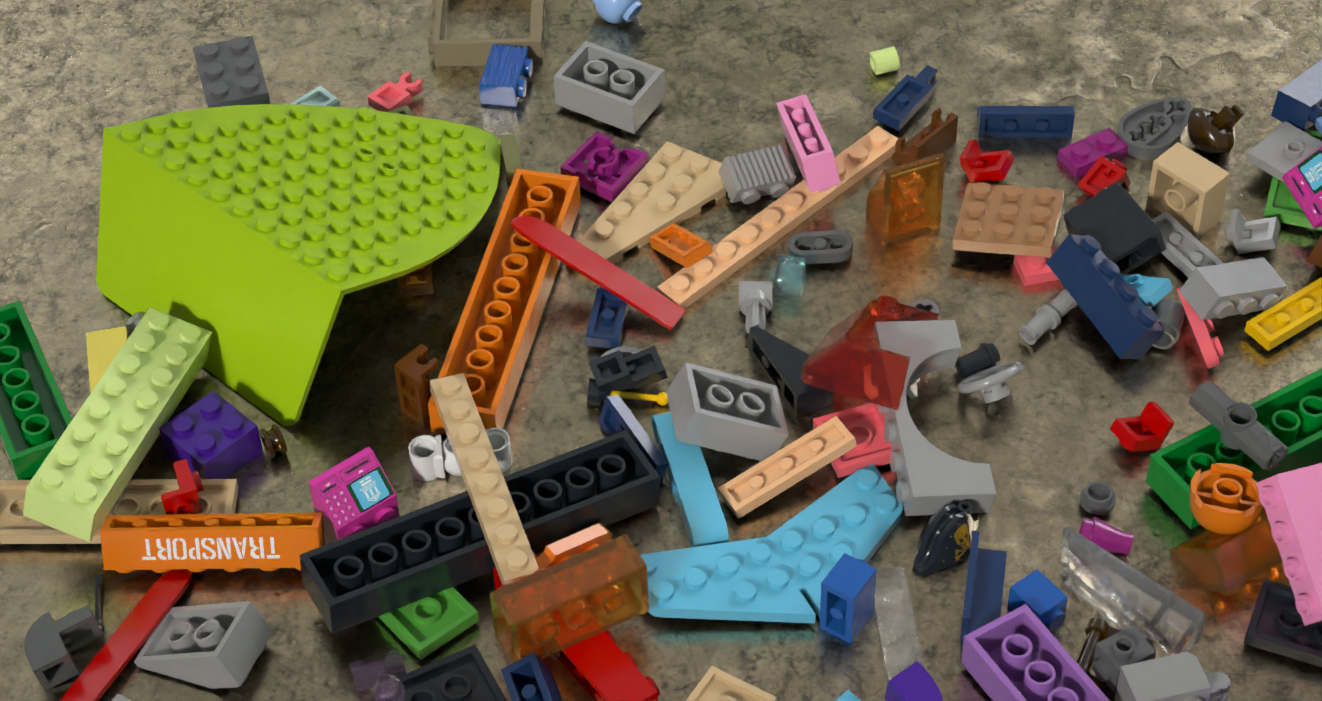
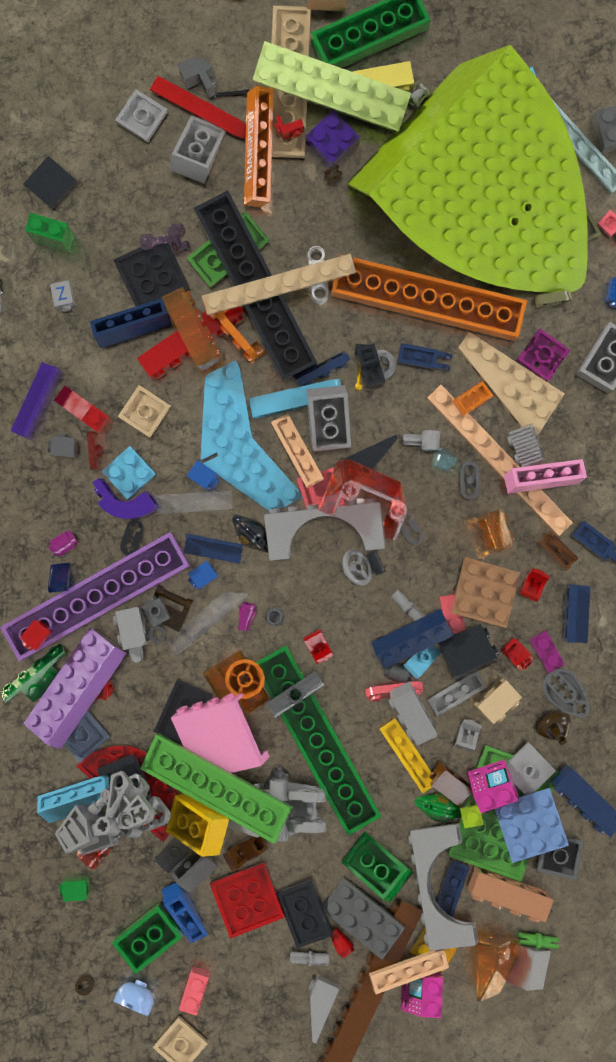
camera: 90 degrees right, 40 degrees up
(354, 496) = (281, 219): dark pink slope -> none
(414, 383) = (361, 247): reddish brown hinge -> none
(599, 270) = (445, 349): piece -> none

